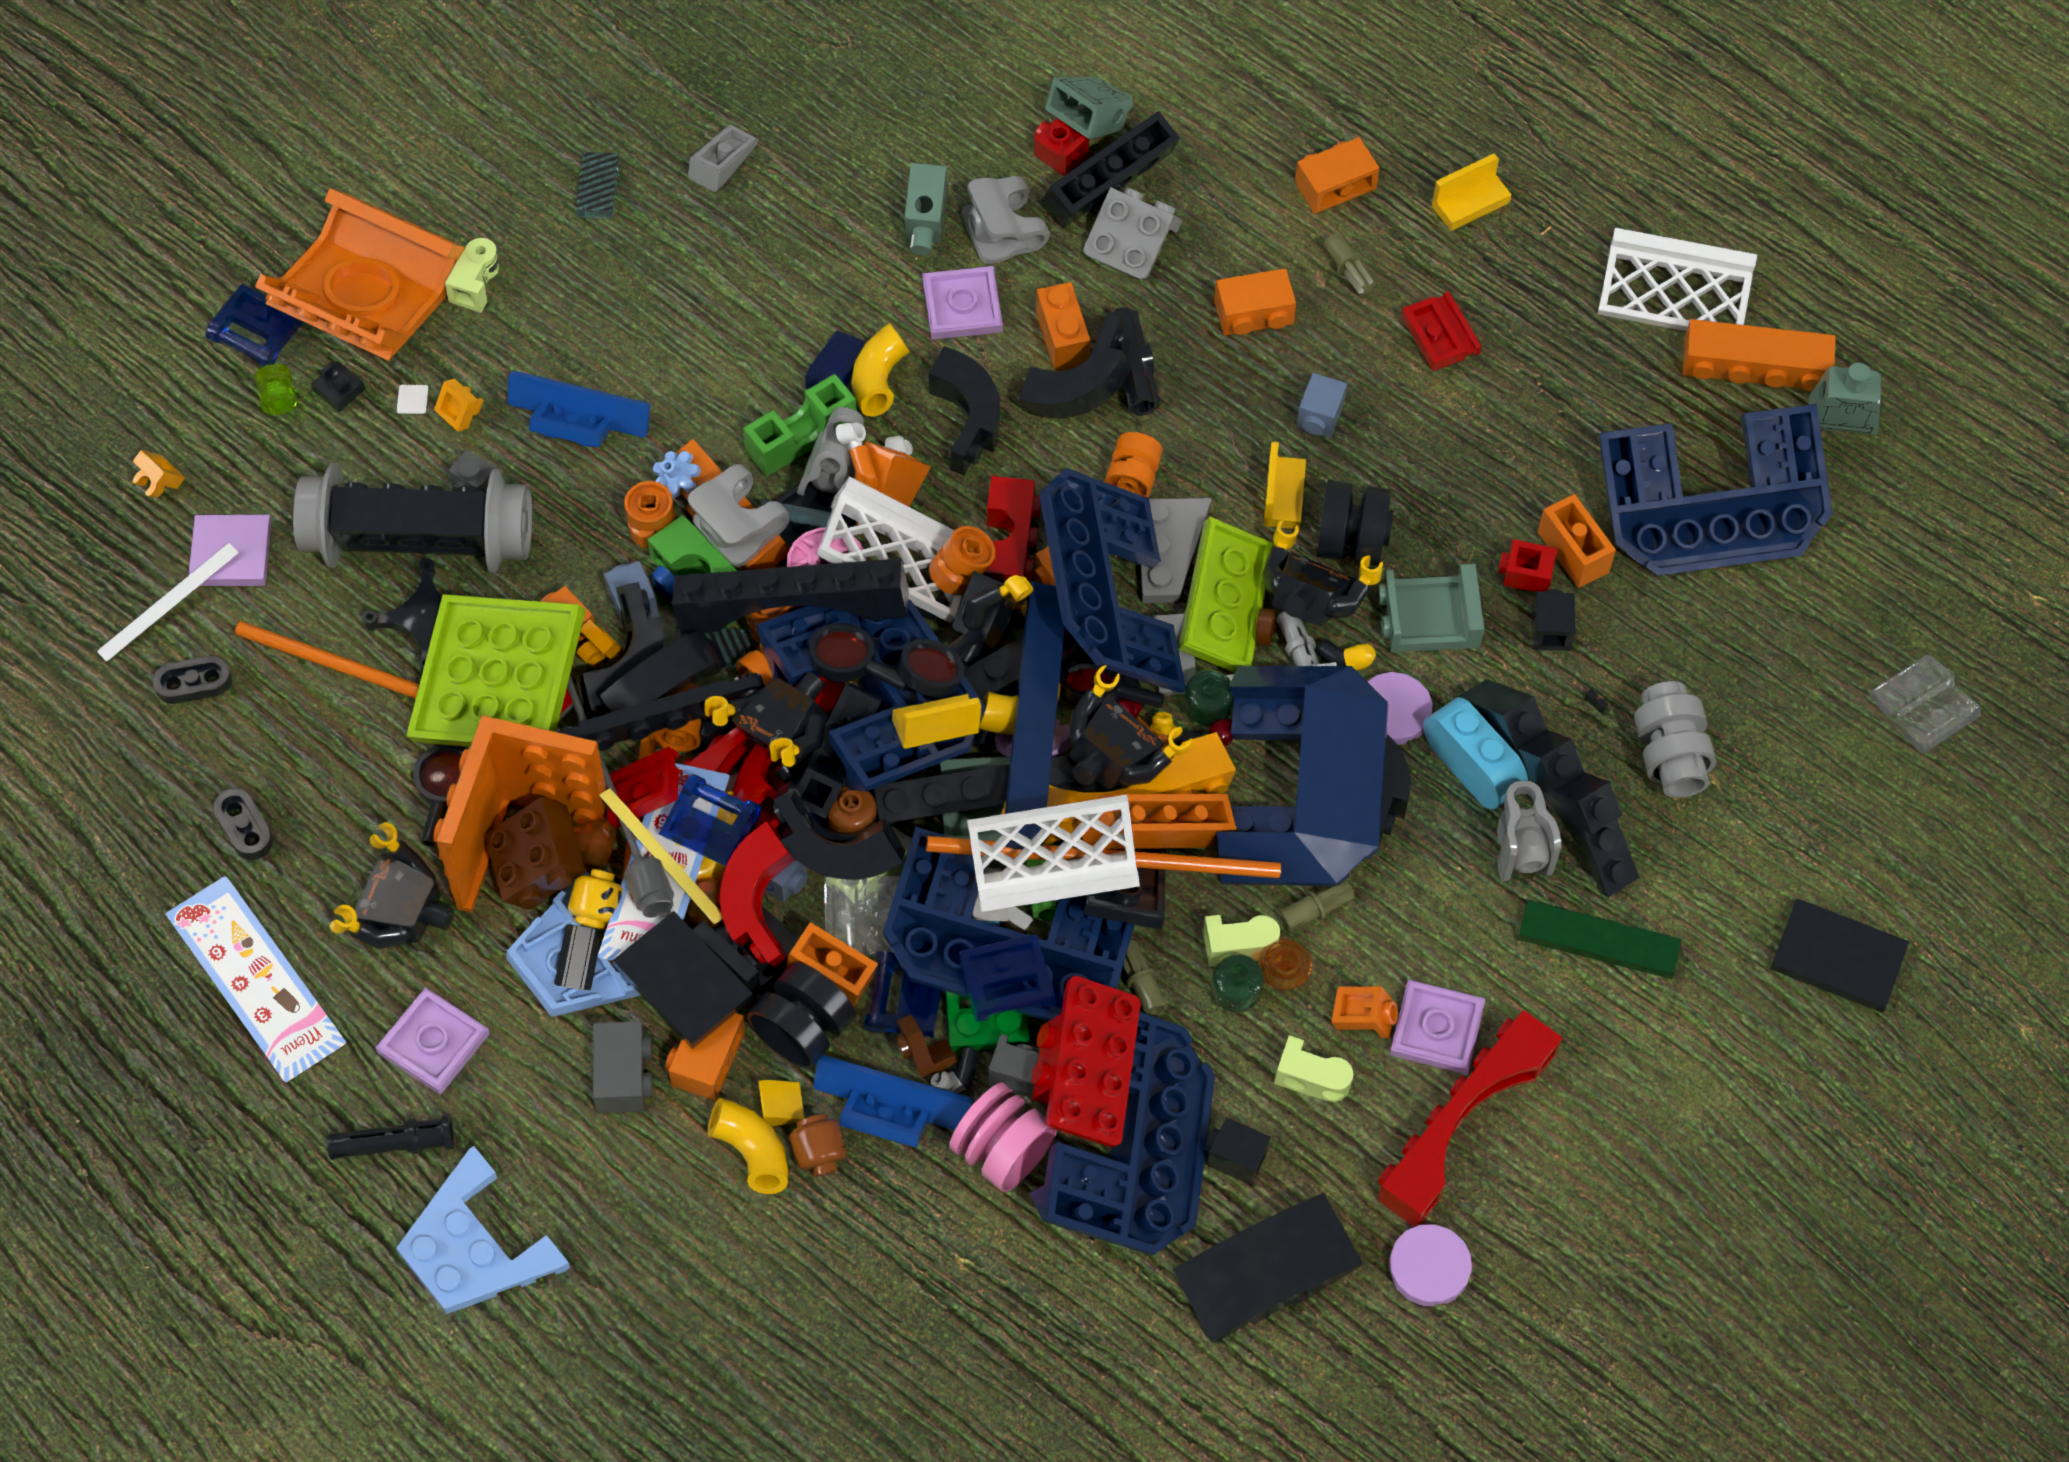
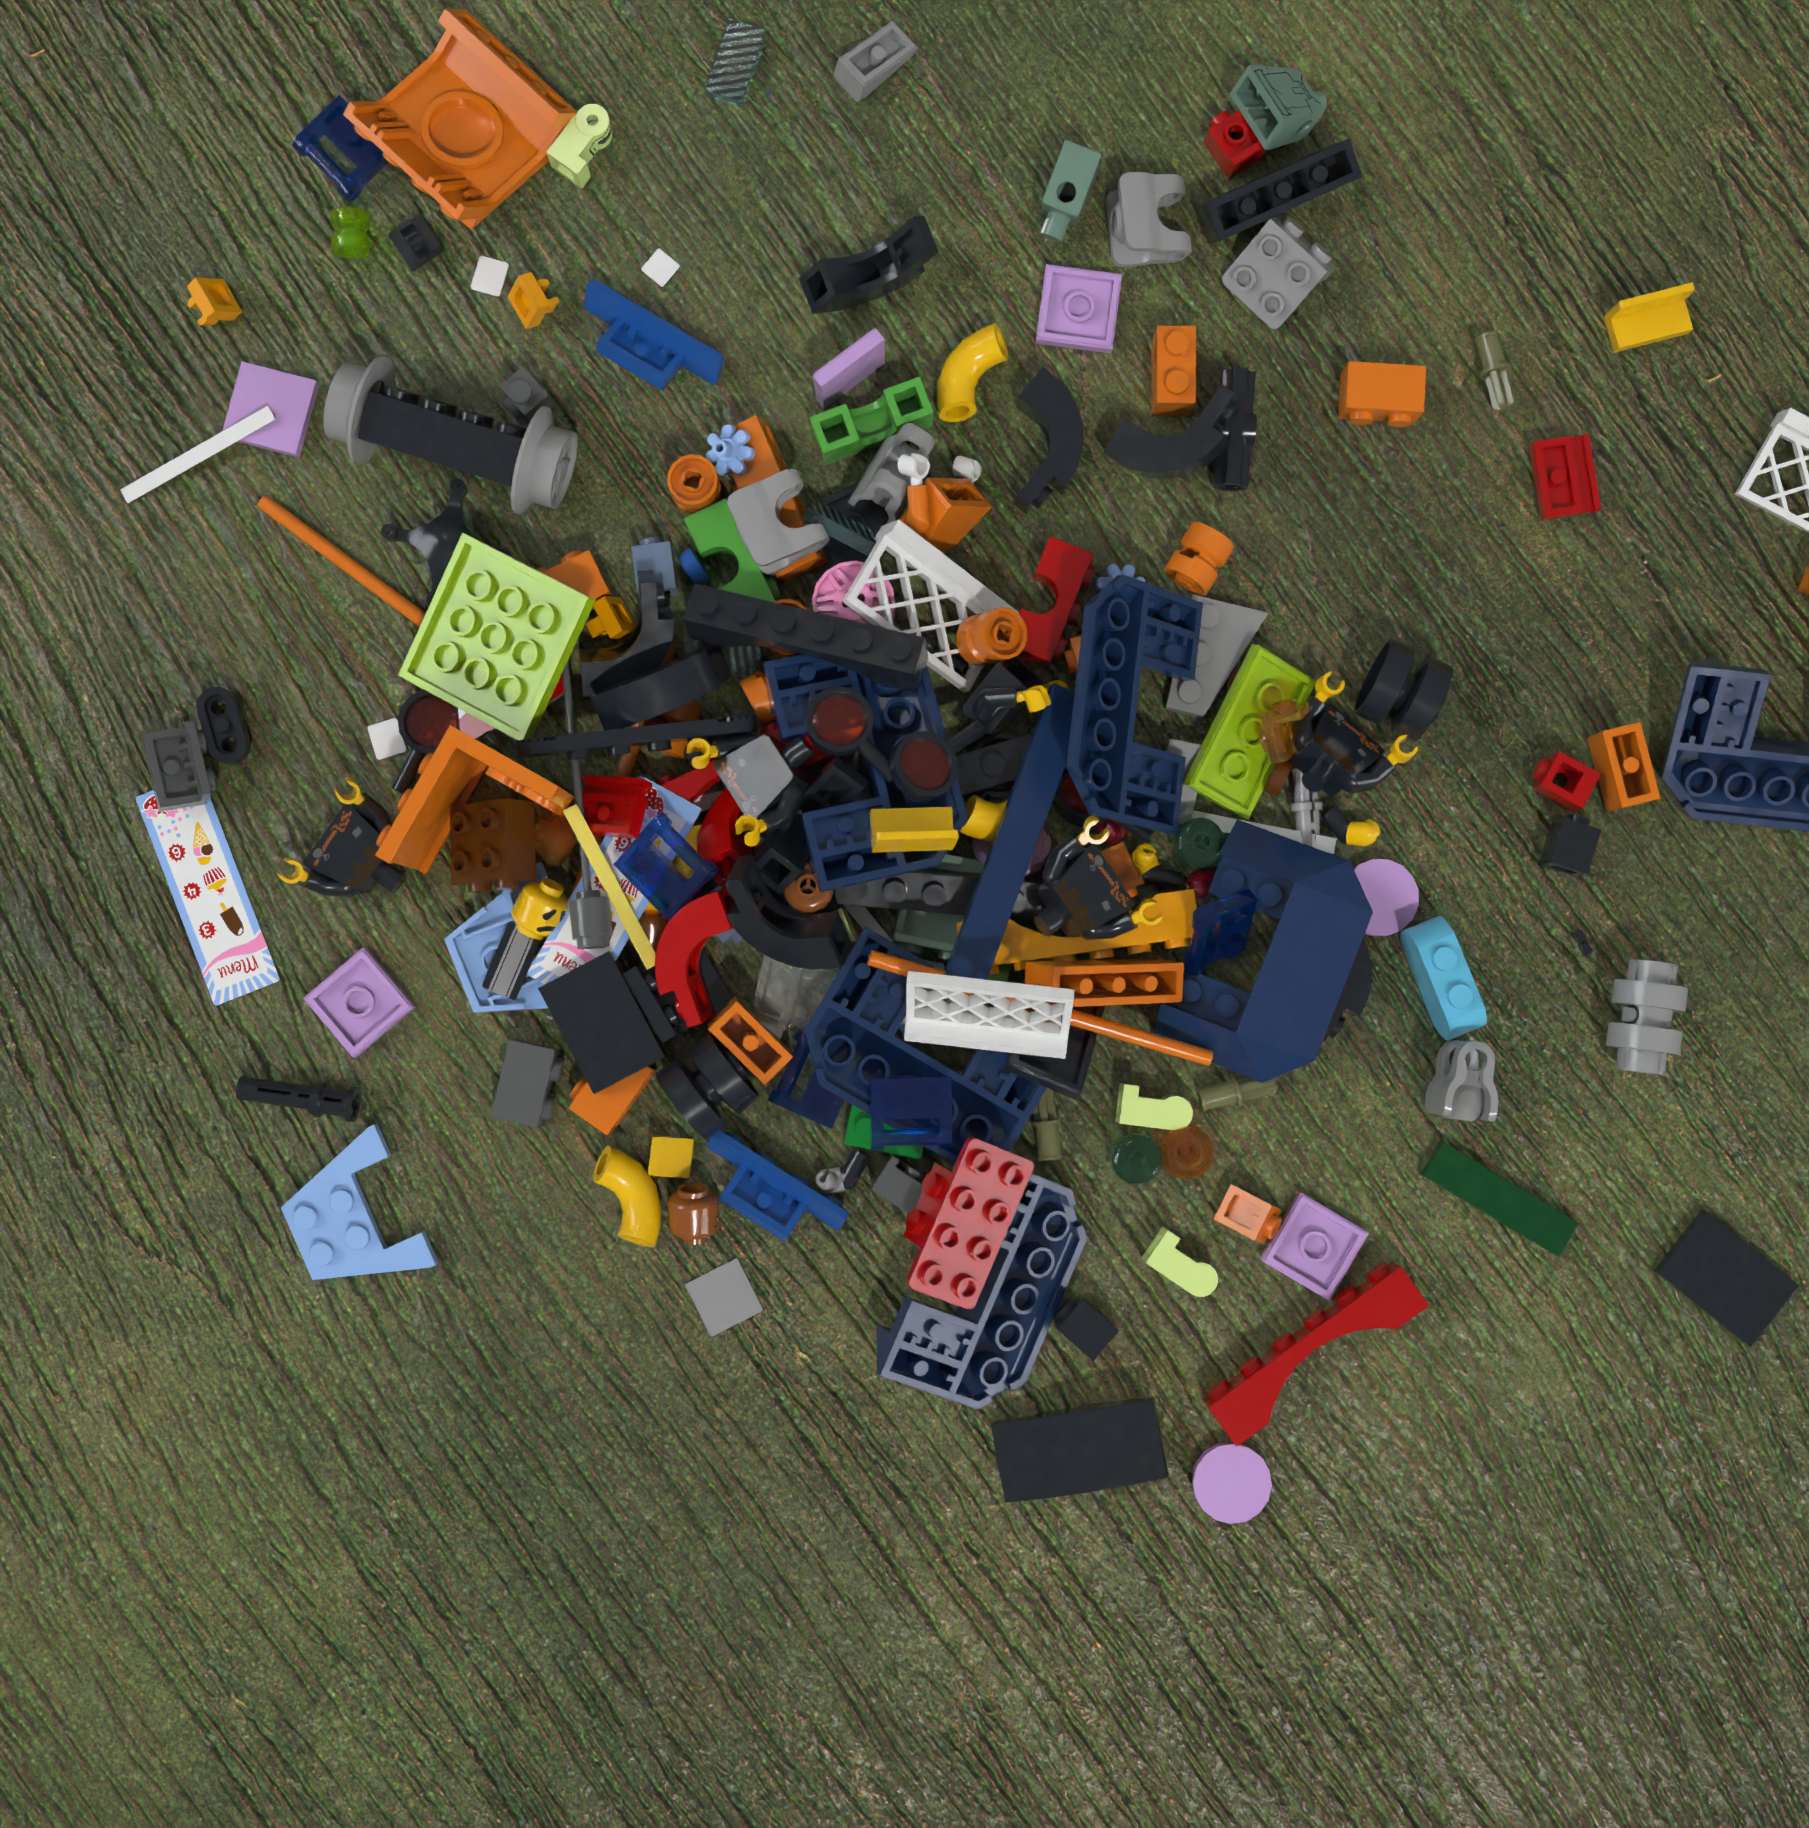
camera: 15 degrees right, 25 degrees up
(193, 679) = (206, 551): black plate -> none
(208, 867) = (178, 767): none -> dark grey bracket
(404, 802) = (386, 739): none -> white sticker
(570, 357) = (660, 267): none -> white sticker
(756, 321) = (862, 277): none -> black arch
(769, 383) = (849, 368): none -> lavender tile
(835, 358) = (929, 348): clear blue slope -> none
(869, 1225) = (724, 1297): none -> light grey sticker
(925, 1058) = (818, 1150): reddish brown bracket -> none
(1003, 1137) = (866, 1263): bright pink wheel -> none
(1251, 585) = (1277, 730): none -> clear orange bracket
(1252, 758) = (1219, 930): none -> clear blue plate
(1284, 490) = (1344, 622): yellow panel -> none
(1321, 405) = (1413, 536): sand blue brick -> none
(1336, 175) = (1515, 256): orange brick -> none
(1432, 611) = (1451, 801): sand green panel -> none
(1551, 762) = (1516, 1026): black arch -> none

